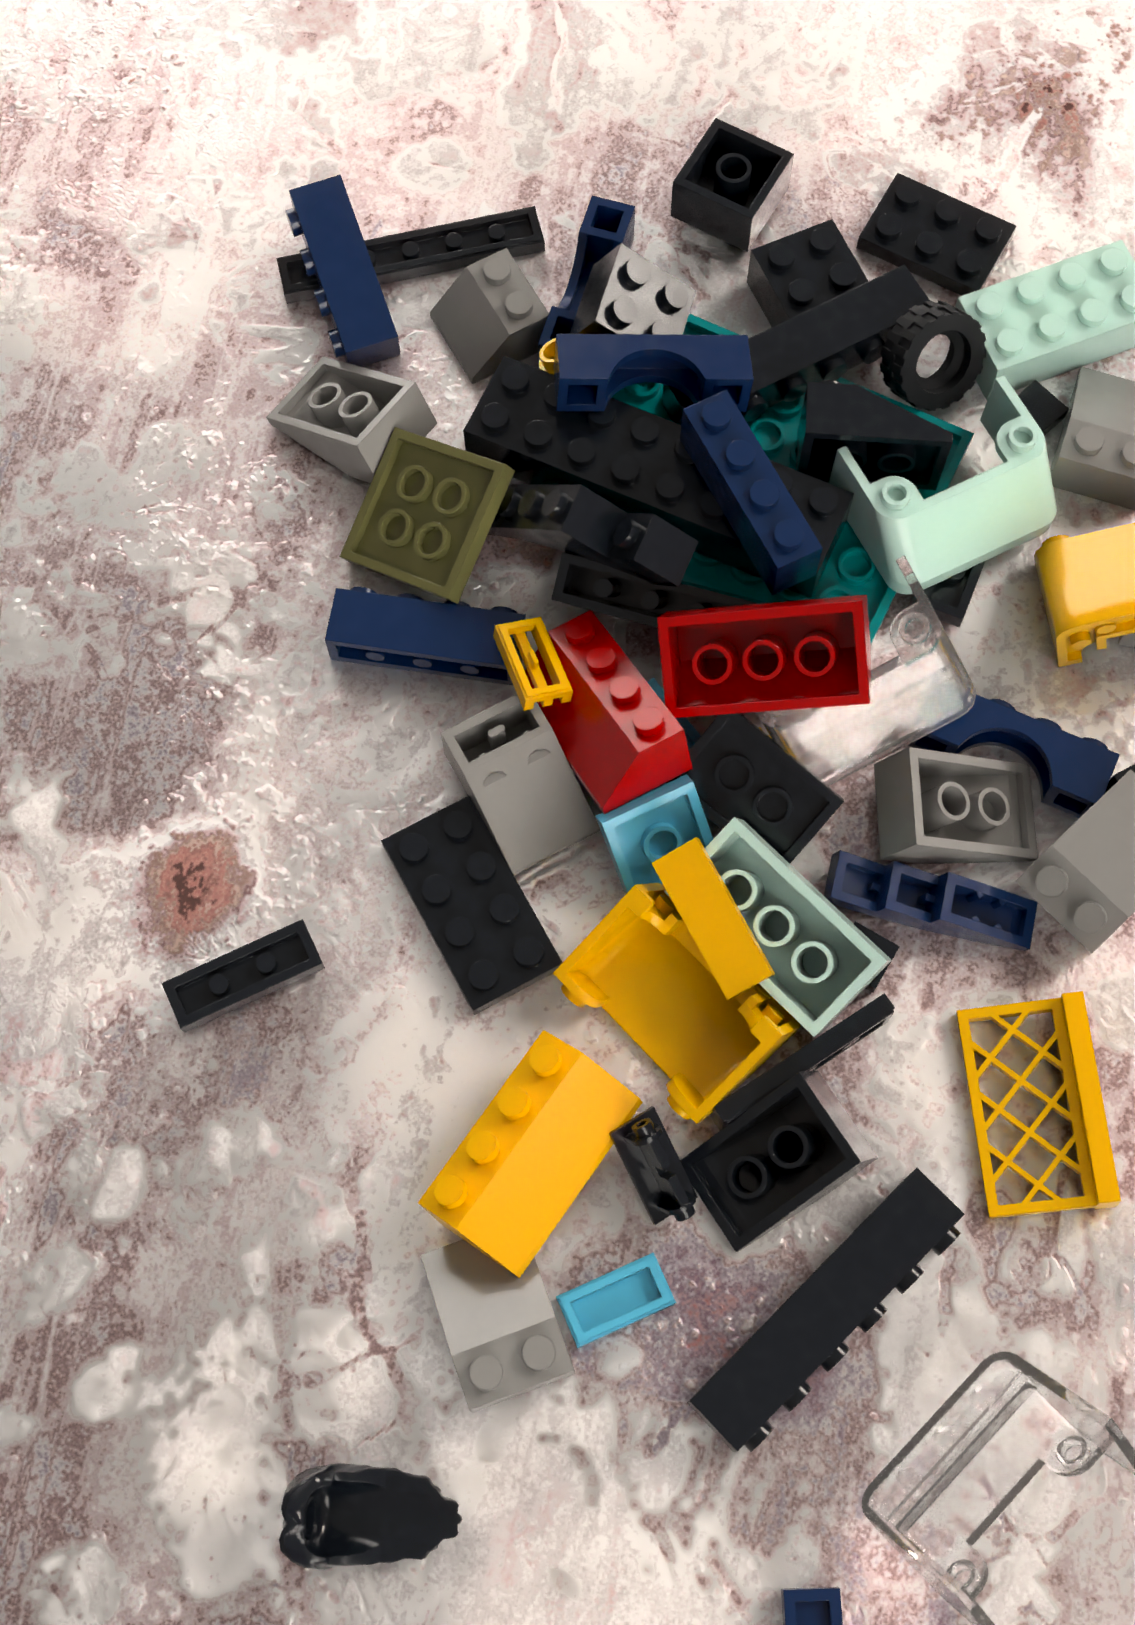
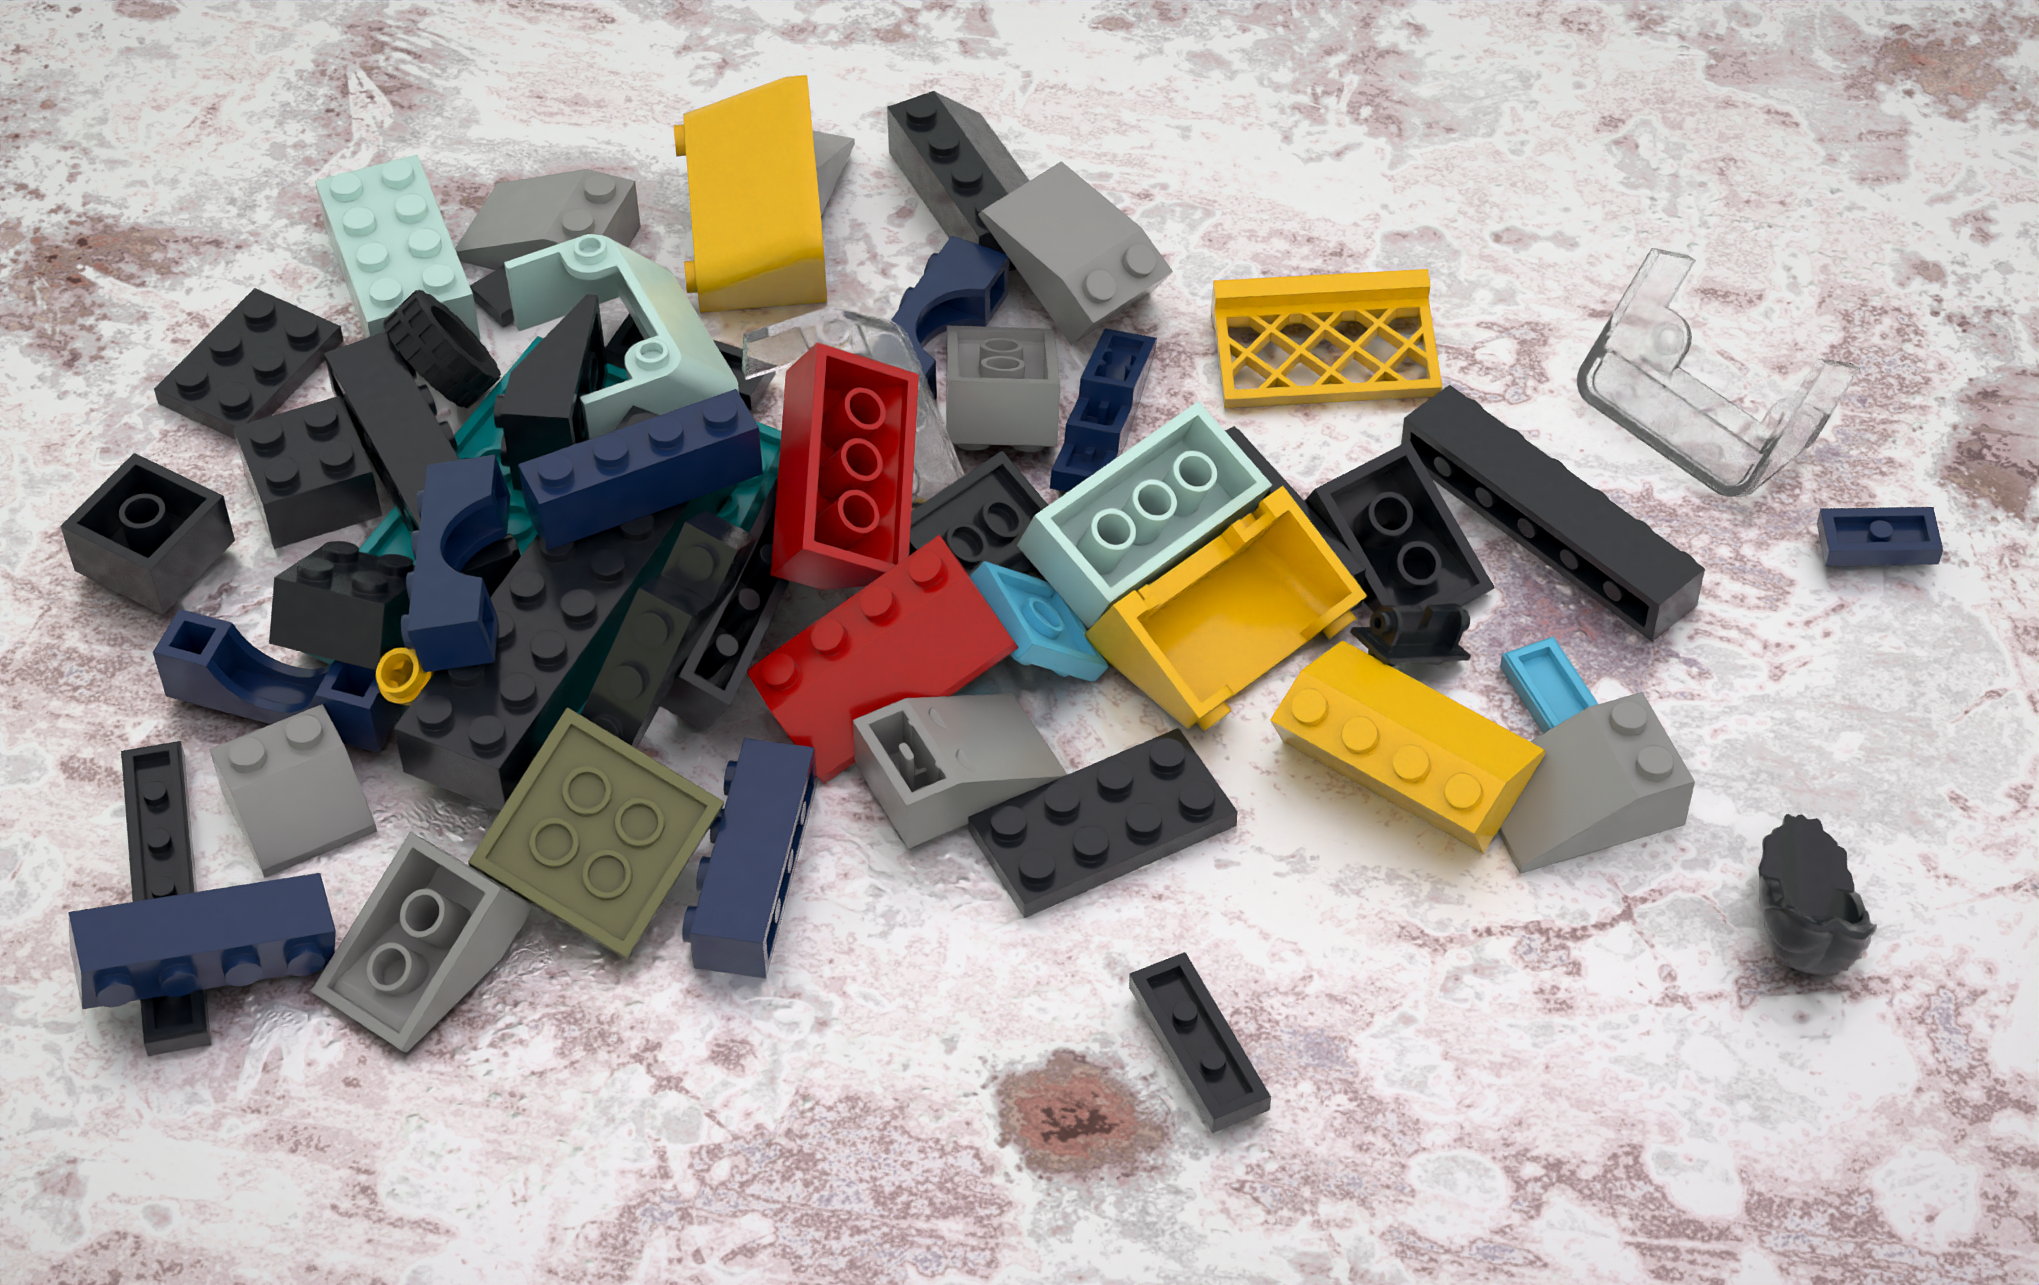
camera: 90 degrees left, 20 degrees down
(541, 693) = (820, 715): yellow tile -> none
(713, 918) = (1145, 550): yellow tile -> none

